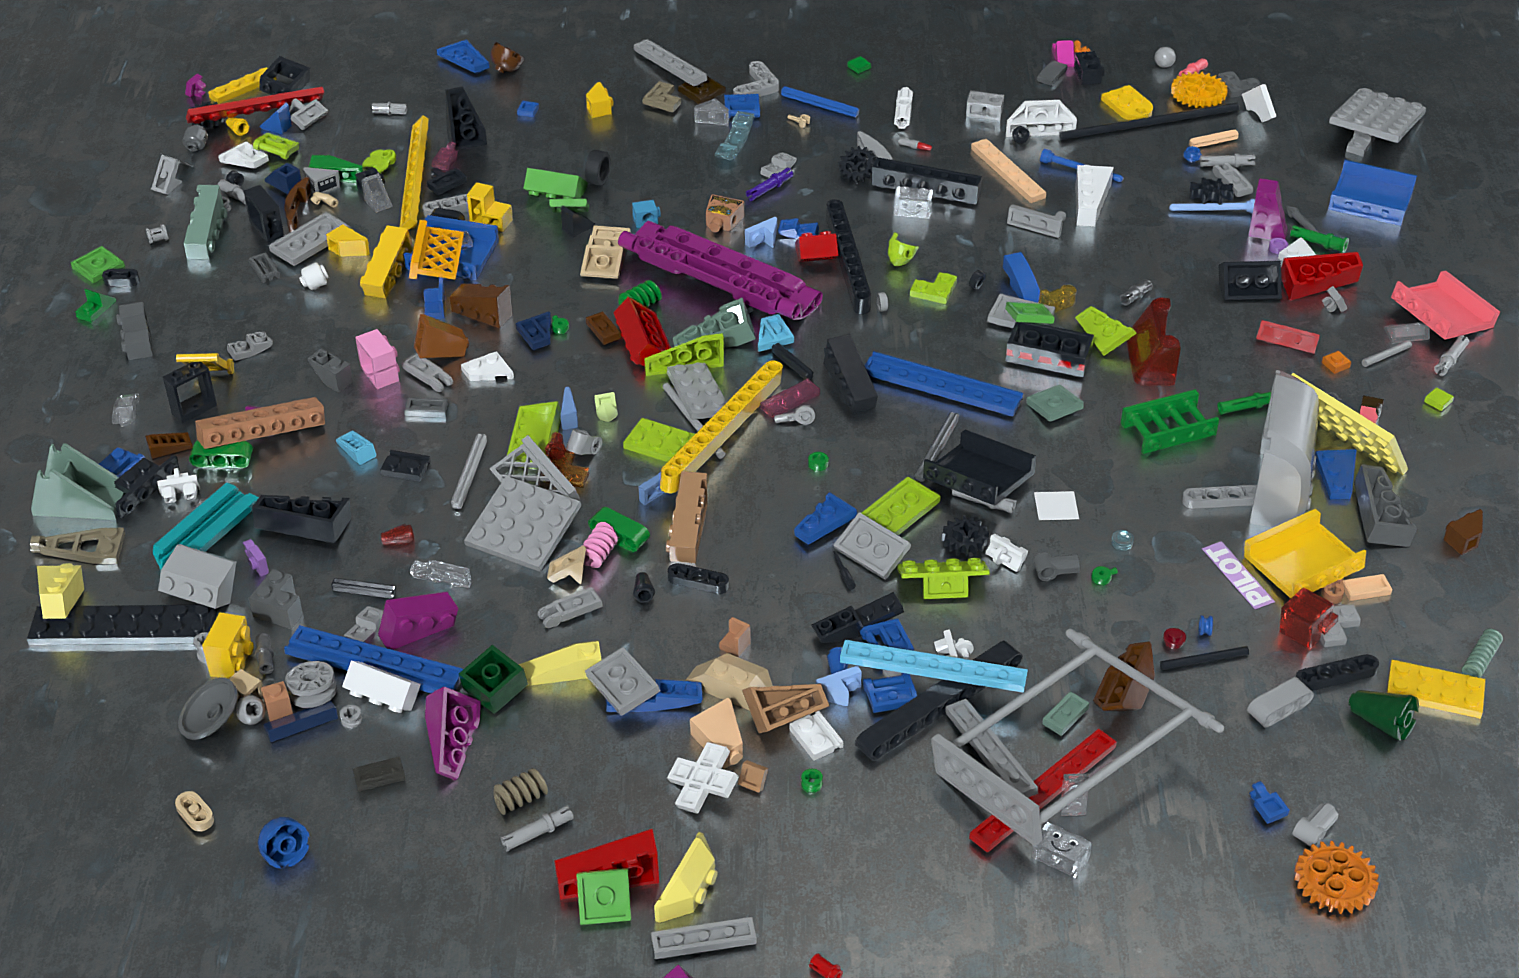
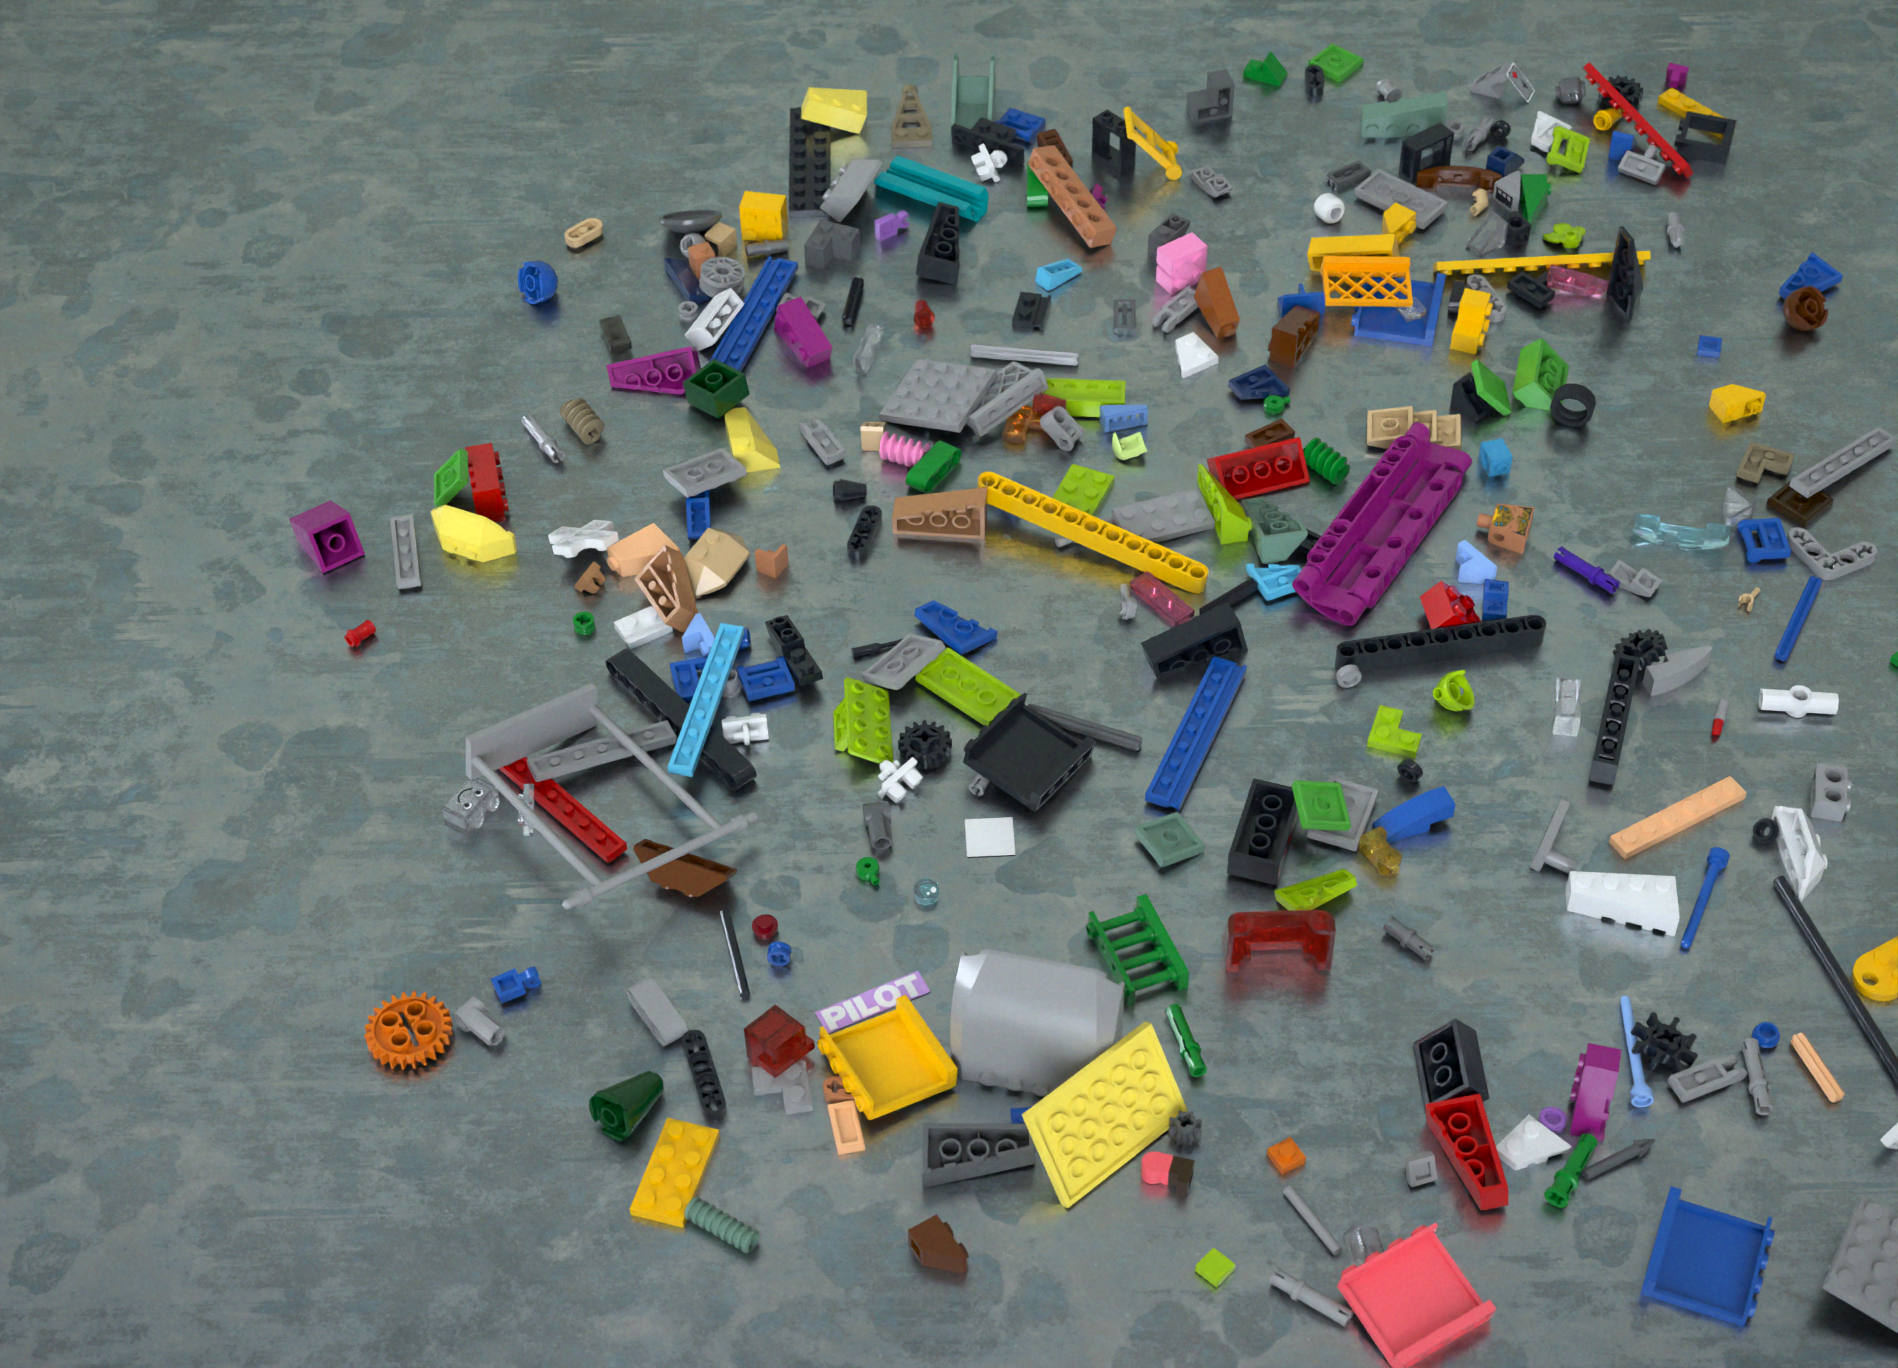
camera: 90 degrees right, 5 degrees up
(125, 409) = (1088, 112): clear slope -> none
(818, 461) = (1054, 625): green tile -> none
(1065, 713) = (654, 820): sand green plate -> none
(1288, 337) = (1326, 1099): plate -> none

